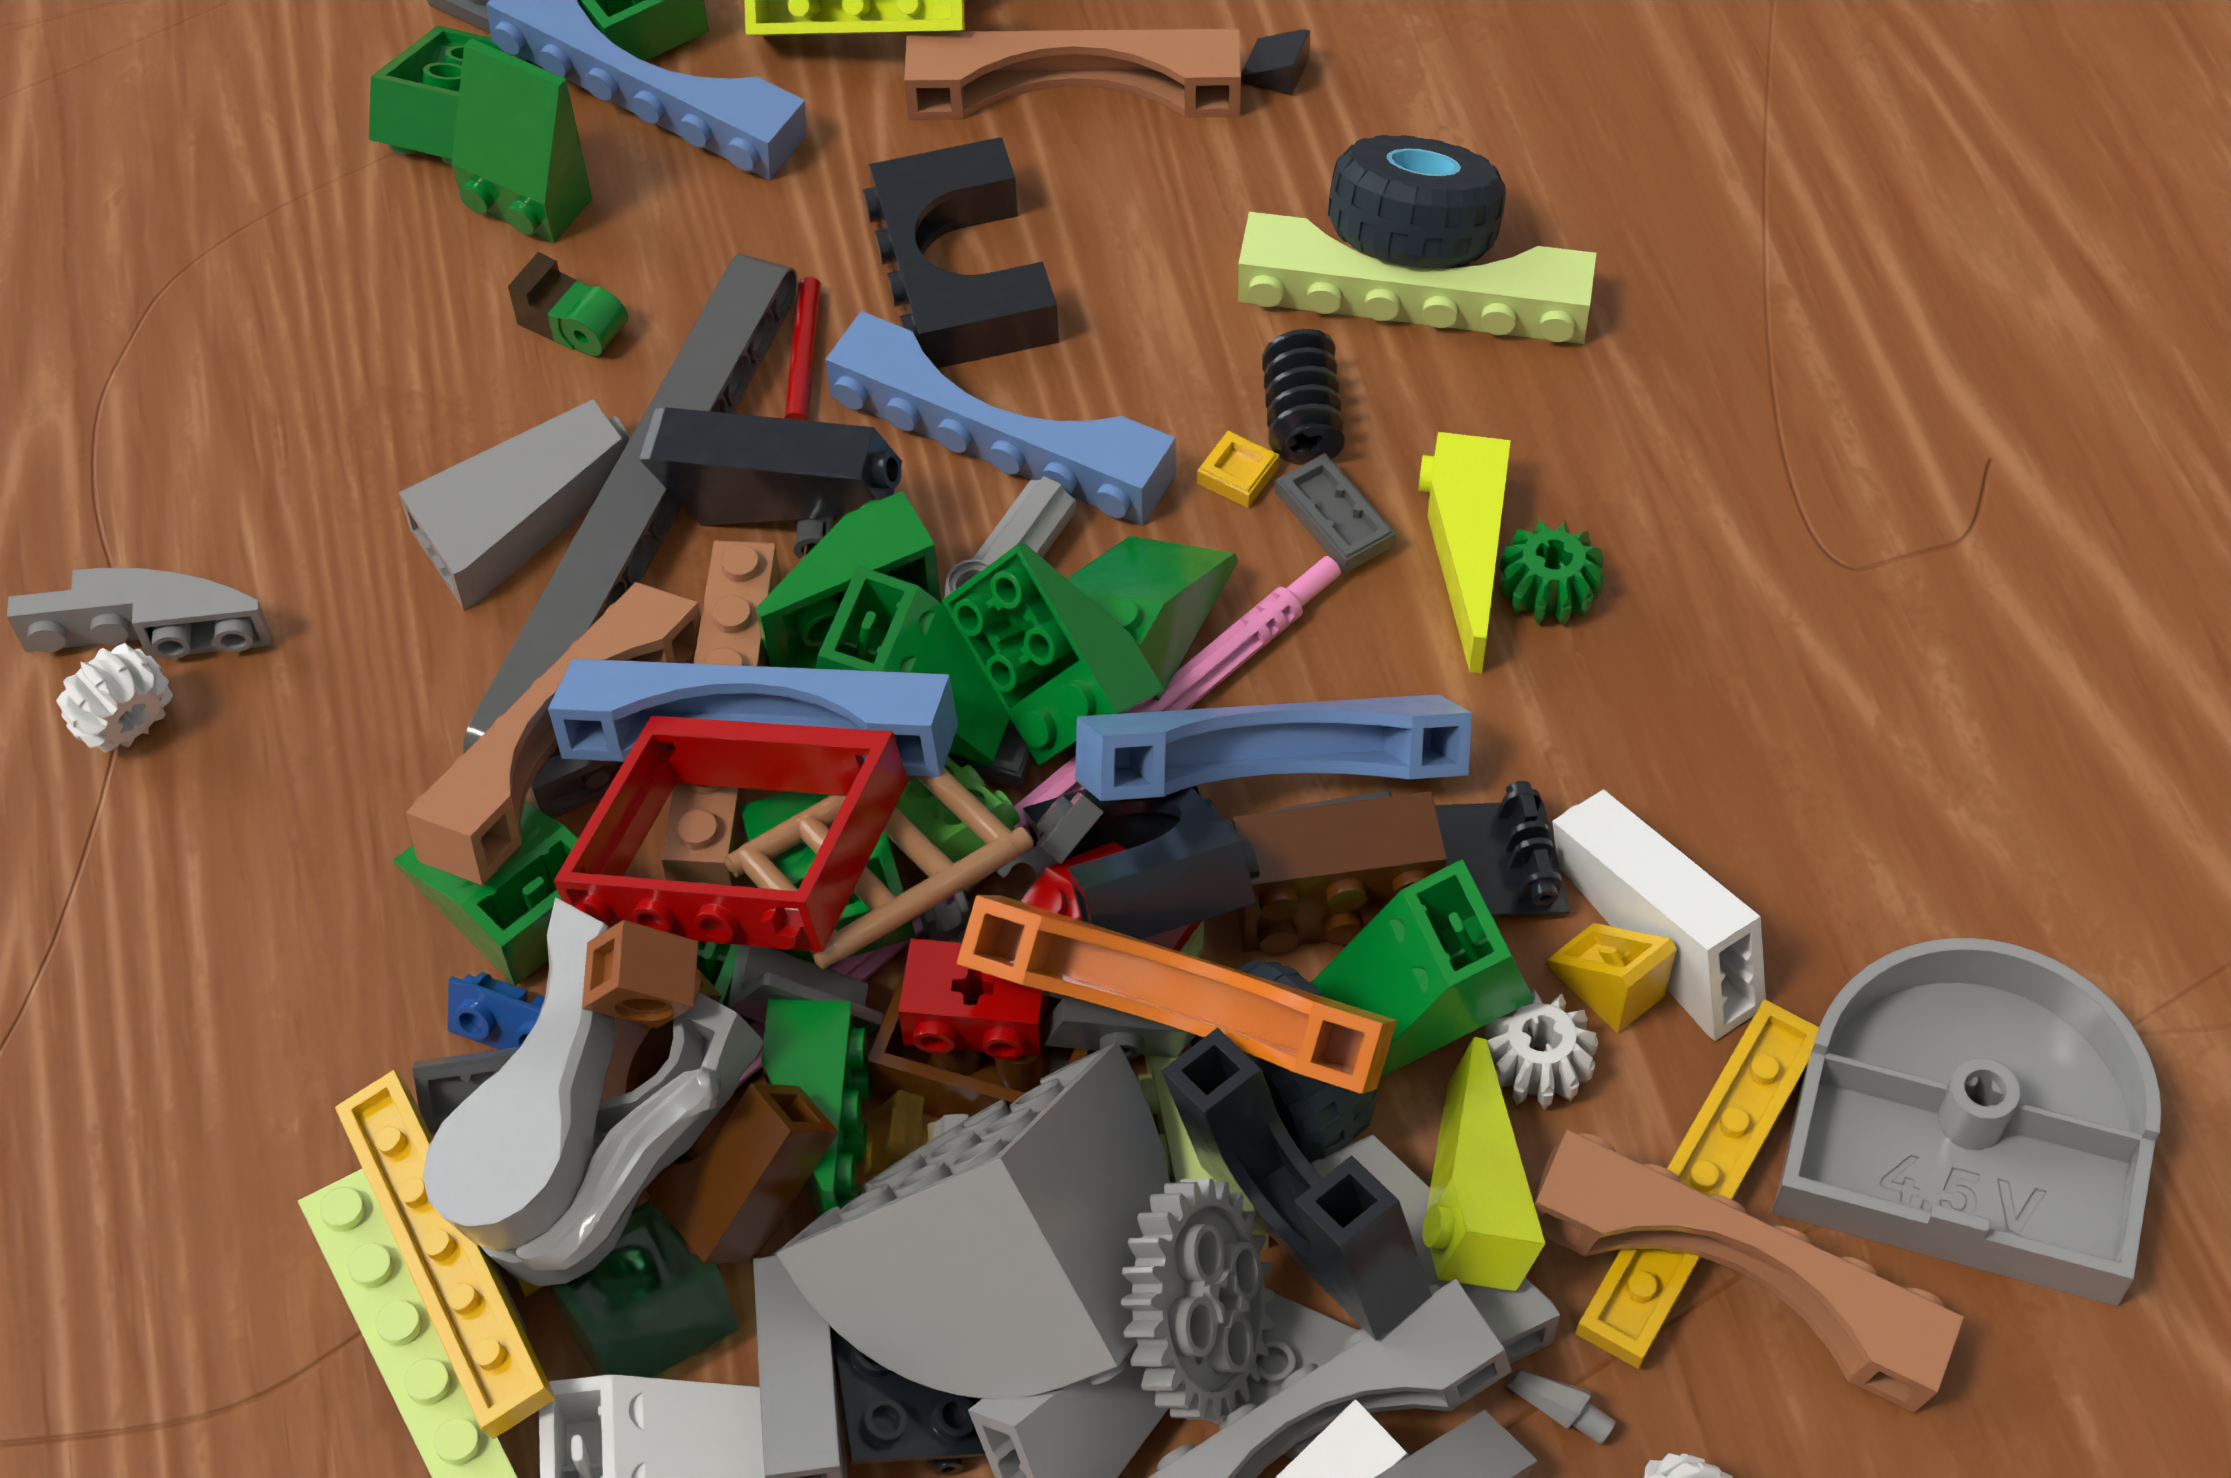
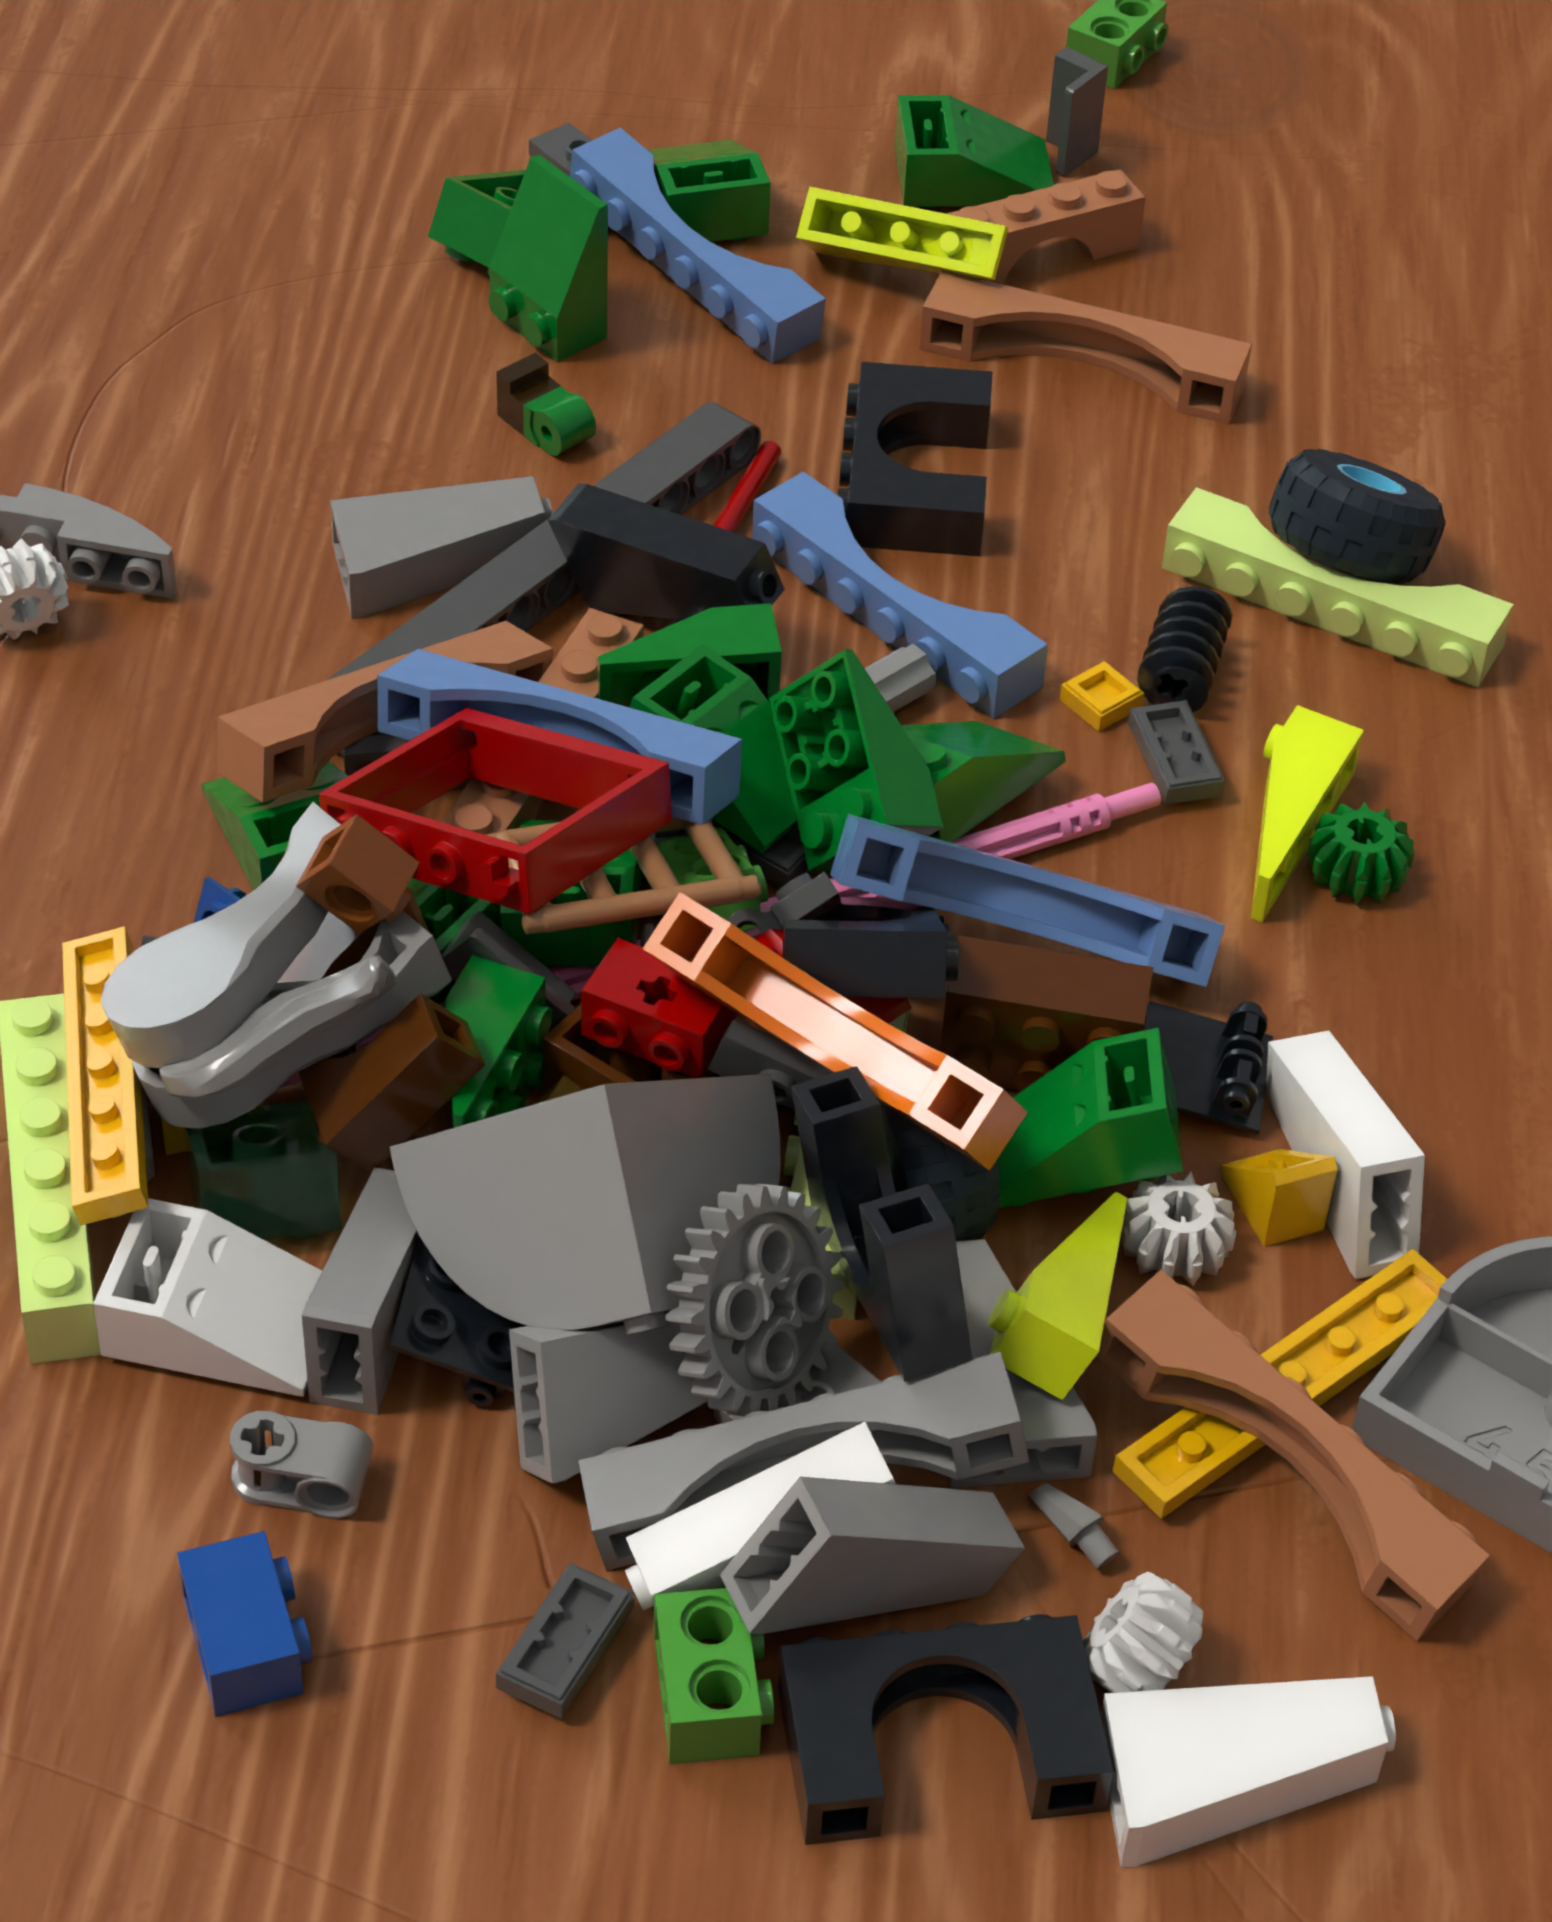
camera: 15 degrees right, 10 degrees down
(1278, 61) = (1283, 387): black slope -> none

